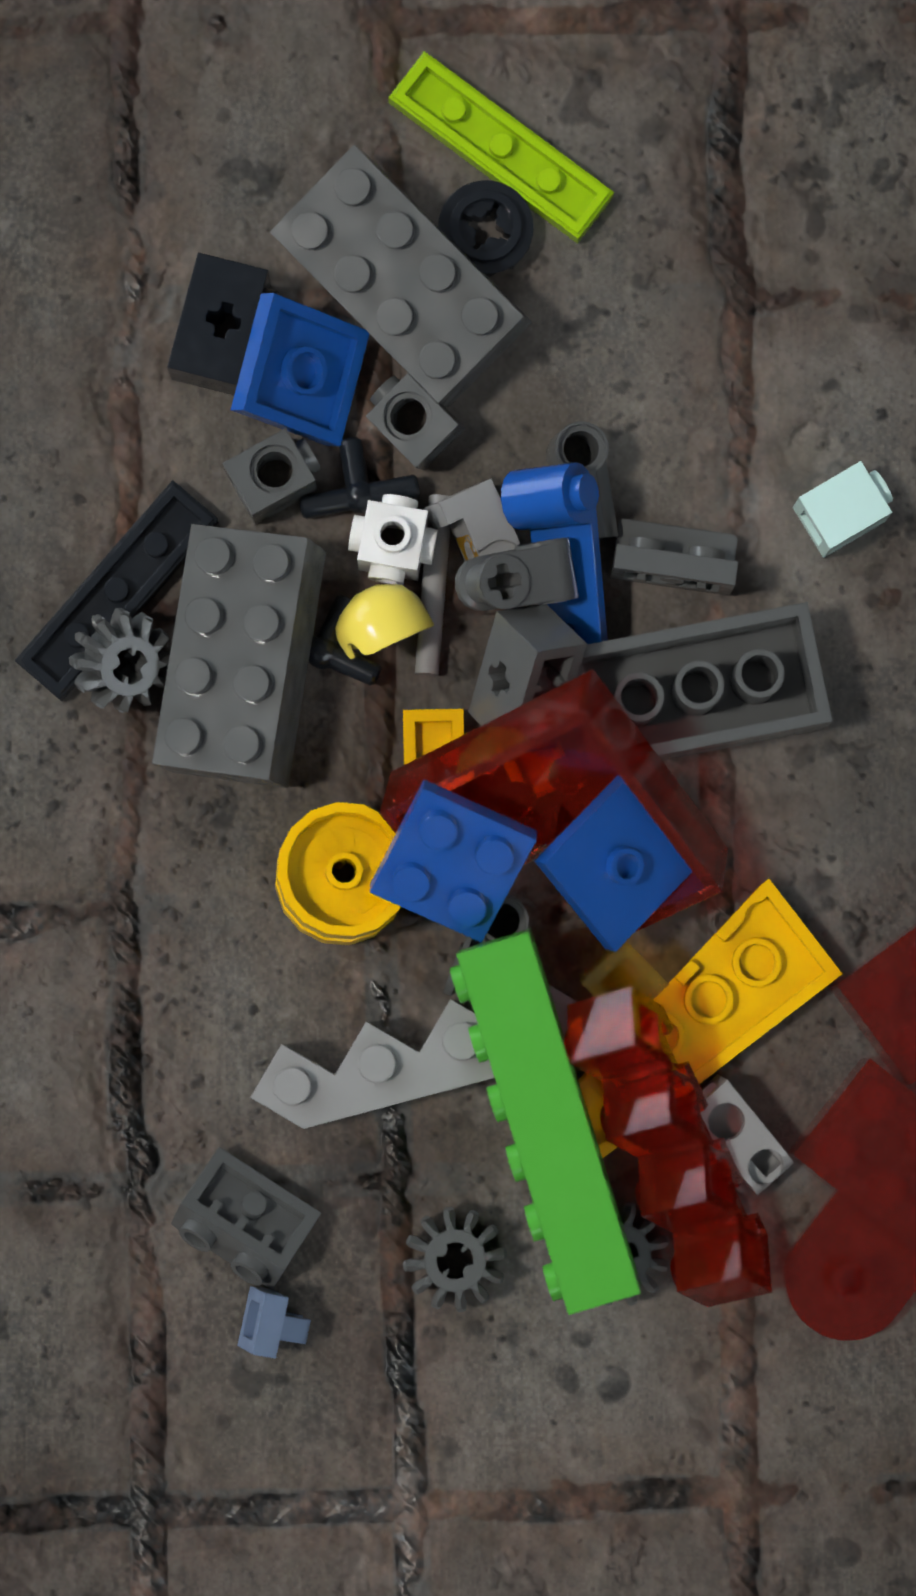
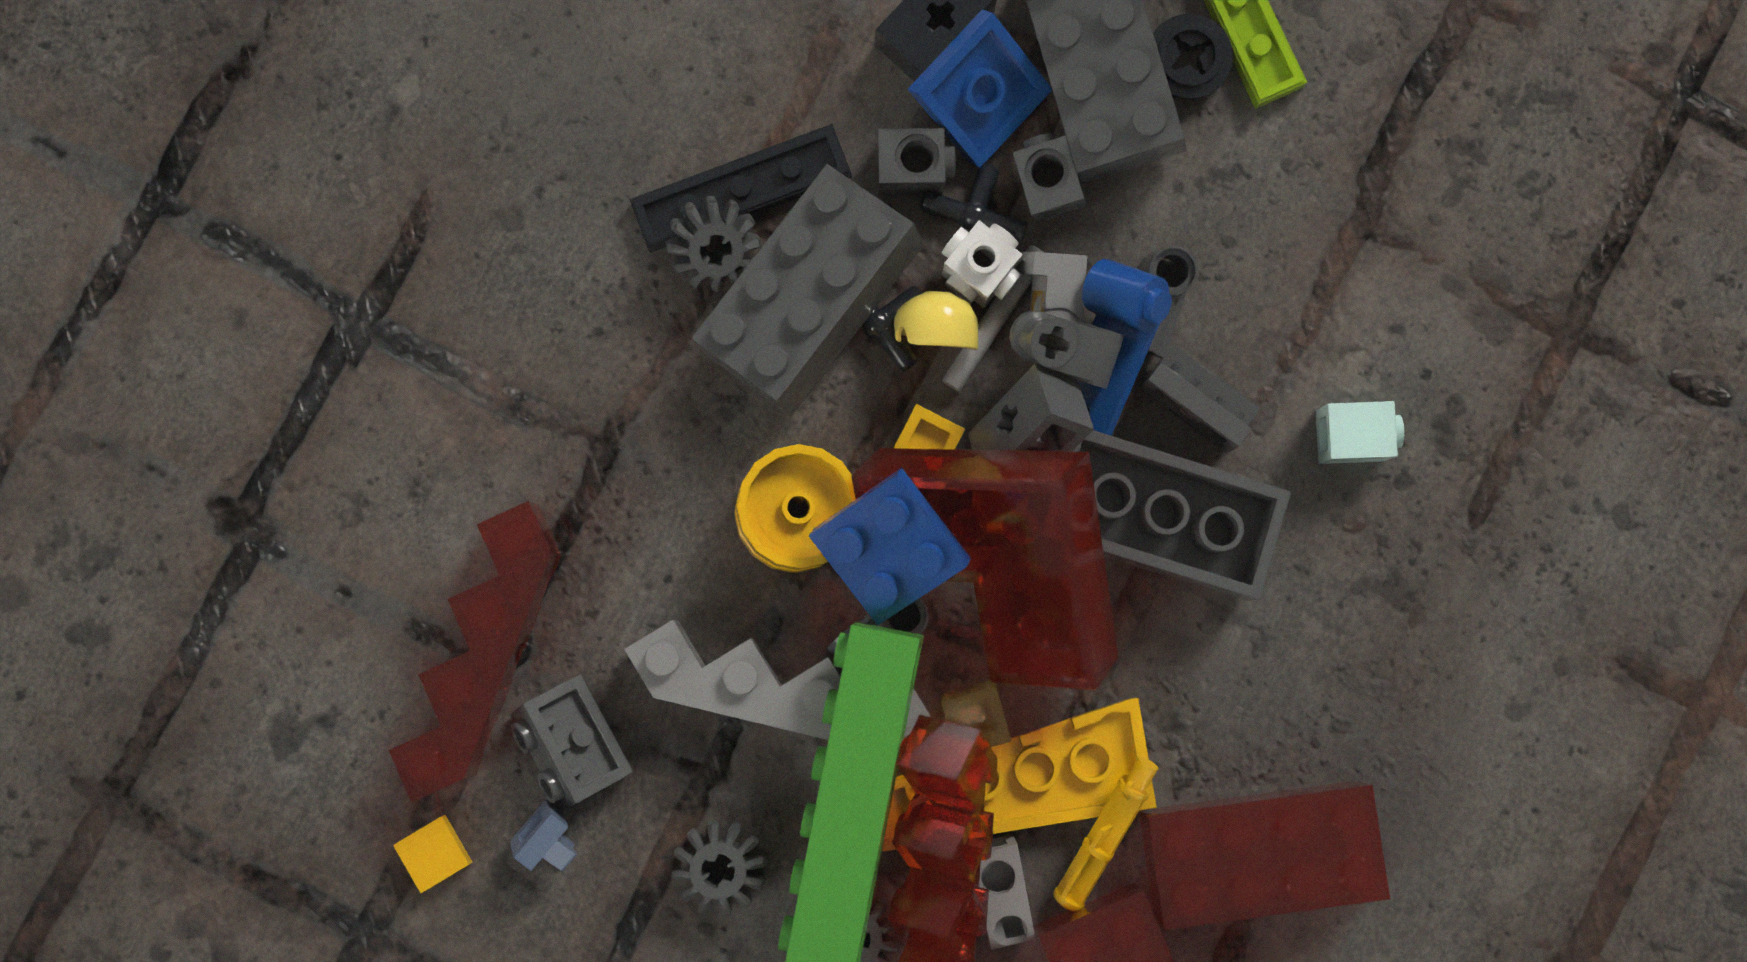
camera: 25 degrees right, 0 degrees up
(122, 1211) = (496, 627): none -> clear red brick
(169, 1397) = (432, 853): none -> yellow tile
(614, 865) = (1019, 620): blue plate -> none
(808, 1027) = (1105, 835): none -> yellow piece

